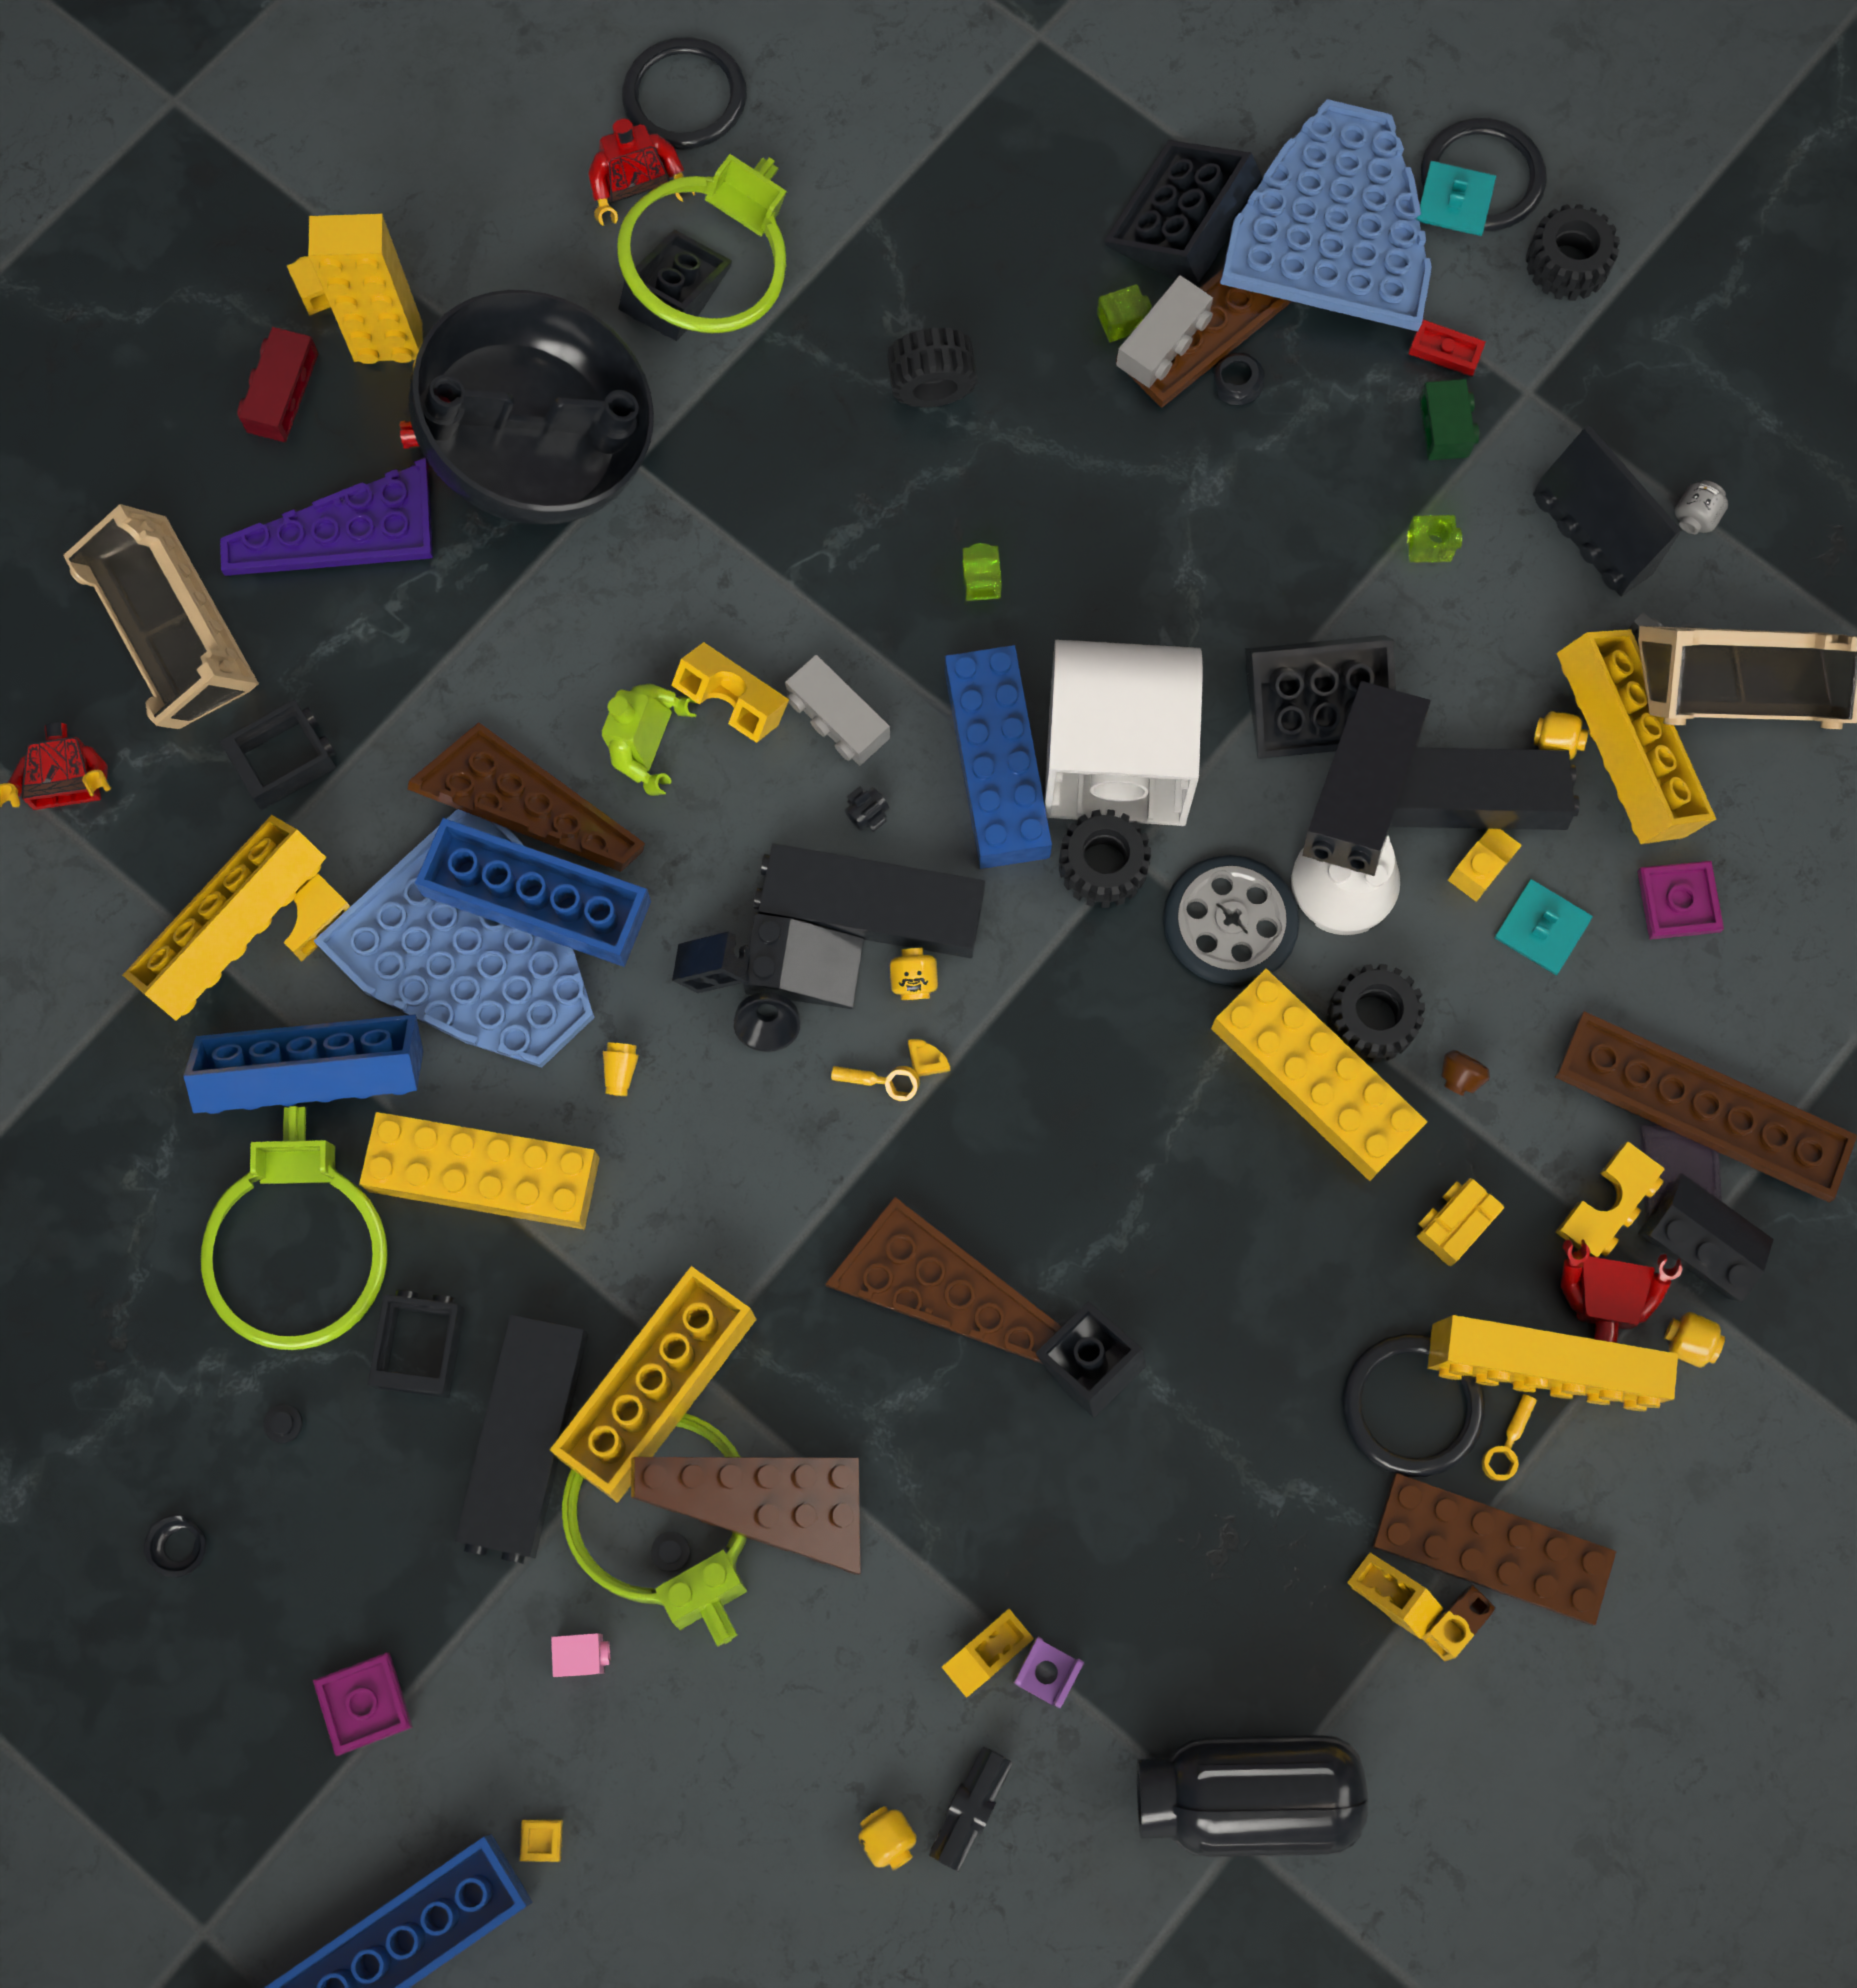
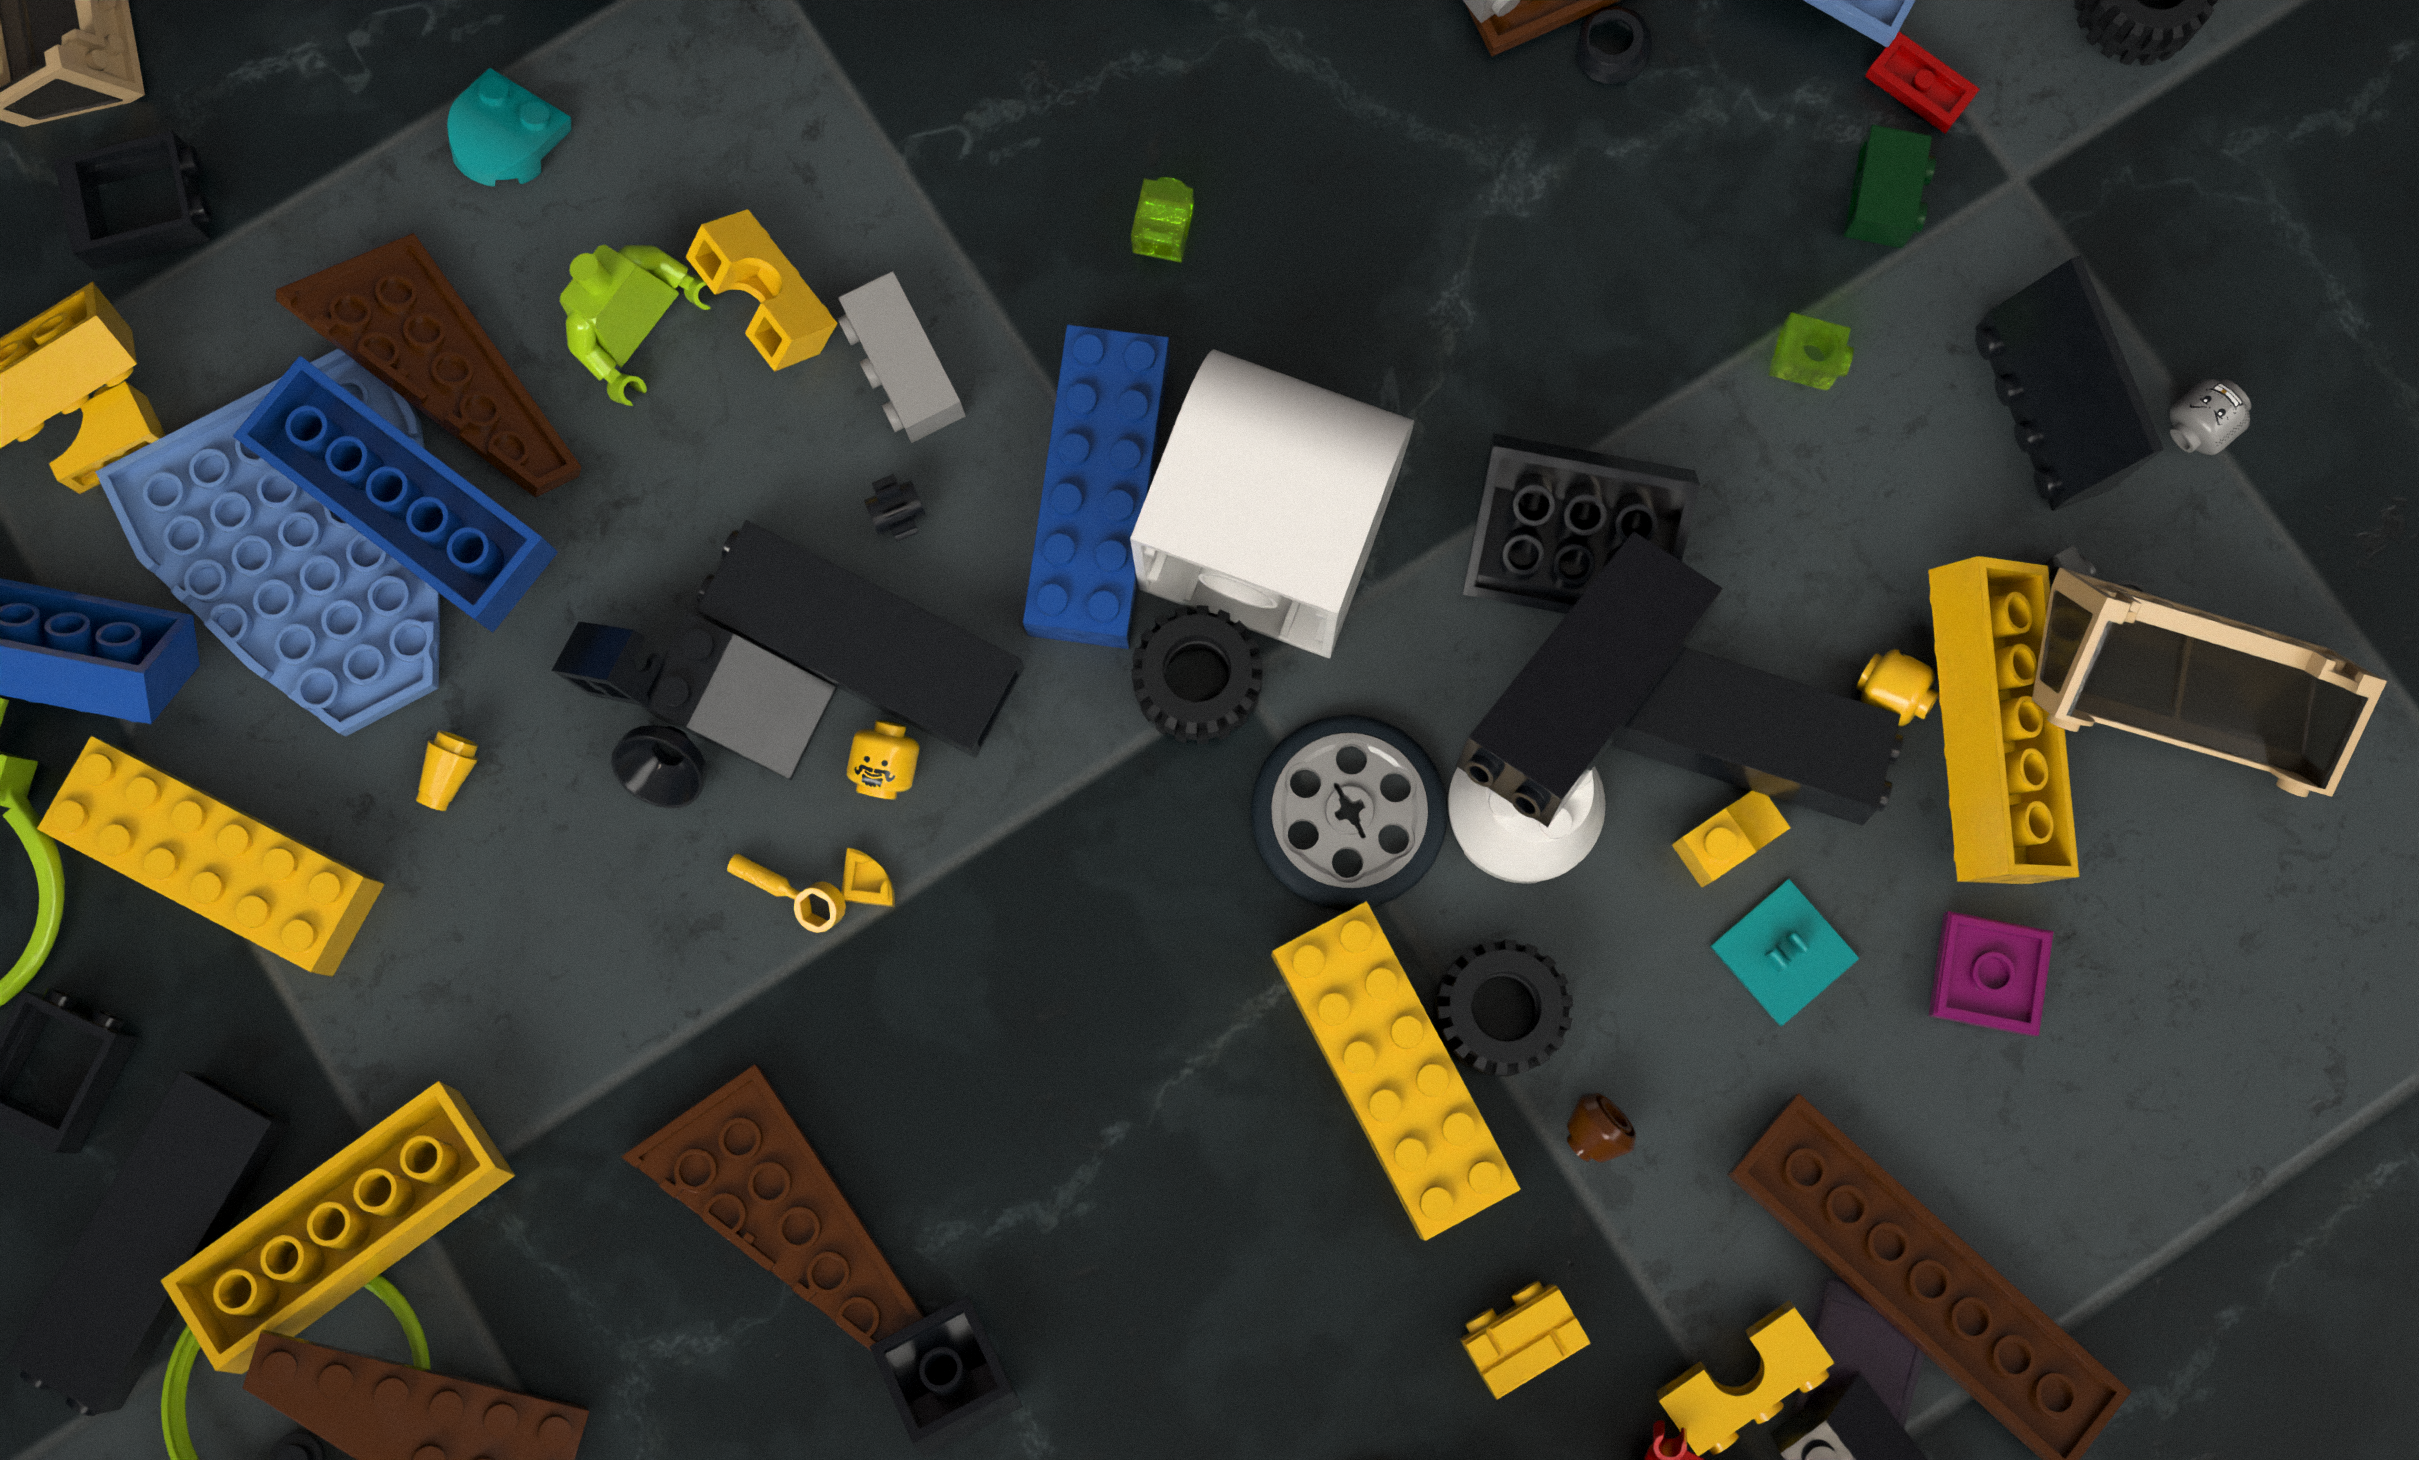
camera: 20 degrees right, 5 degrees up
(516, 638) = (502, 130): none -> teal slope

